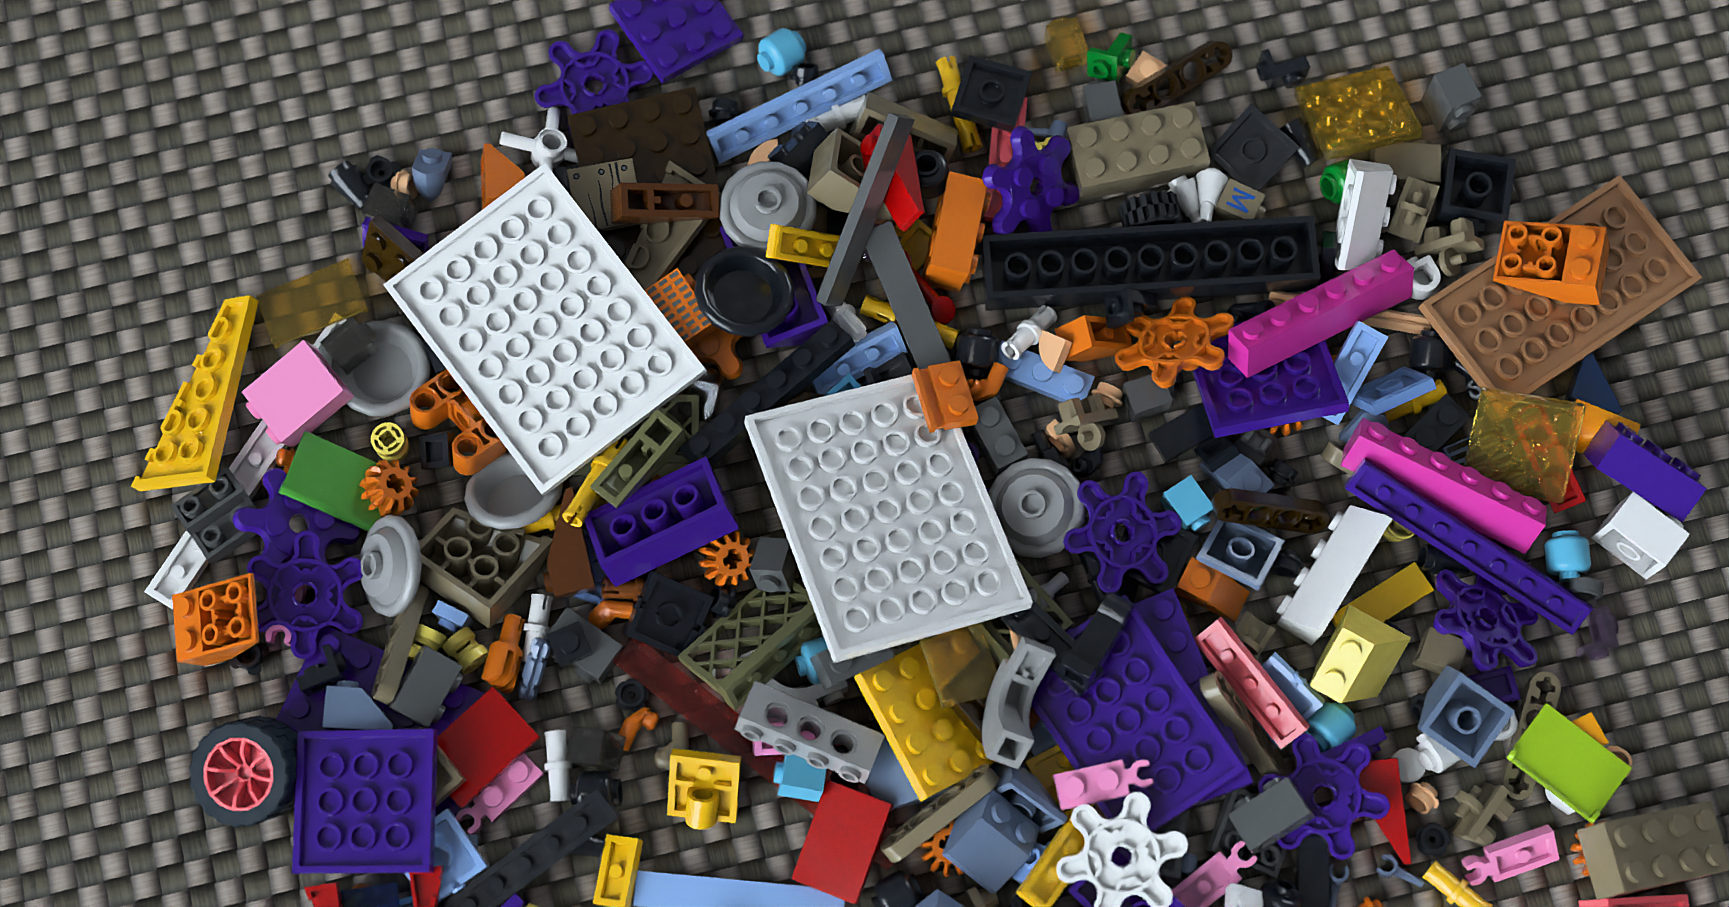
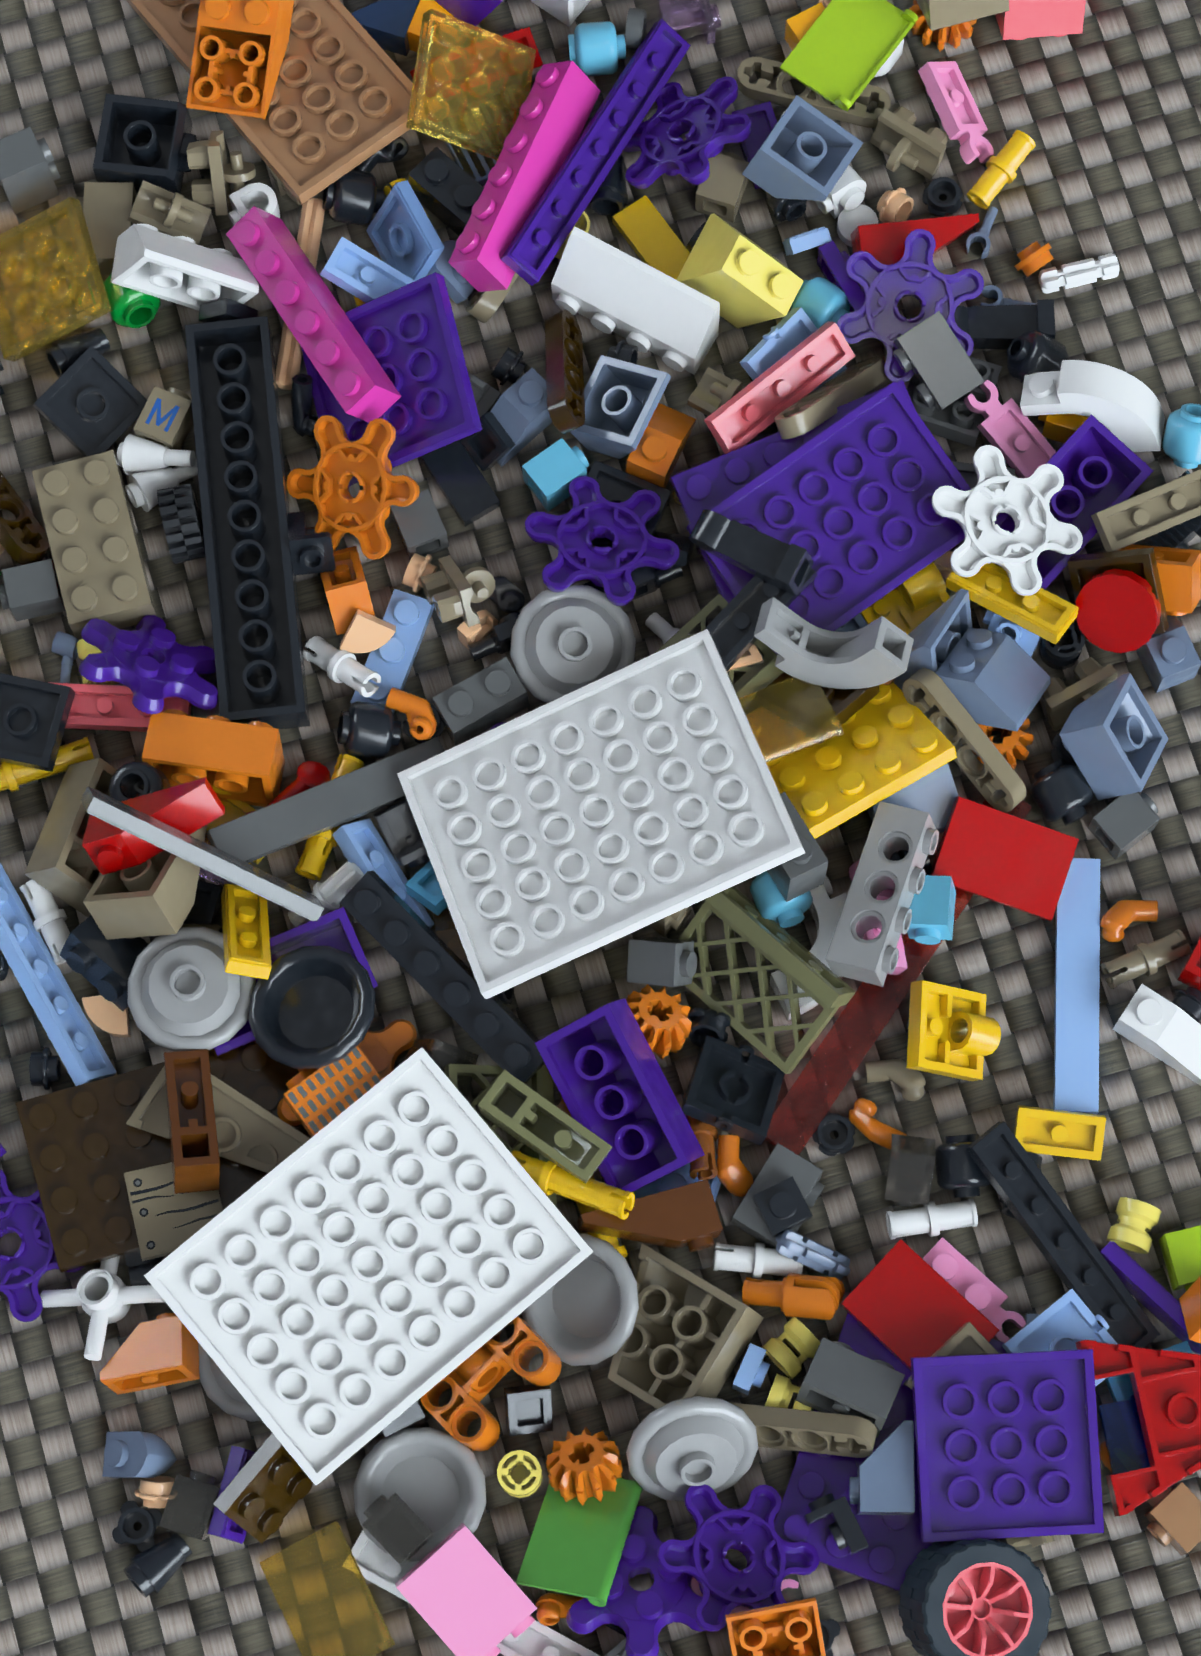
camera: 90 degrees left, 0 degrees up
(945, 396) = (438, 756): orange plate -> none
(1098, 783) = (918, 552): bright pink plate -> none
(1390, 719) = (806, 240): none -> light blue tile

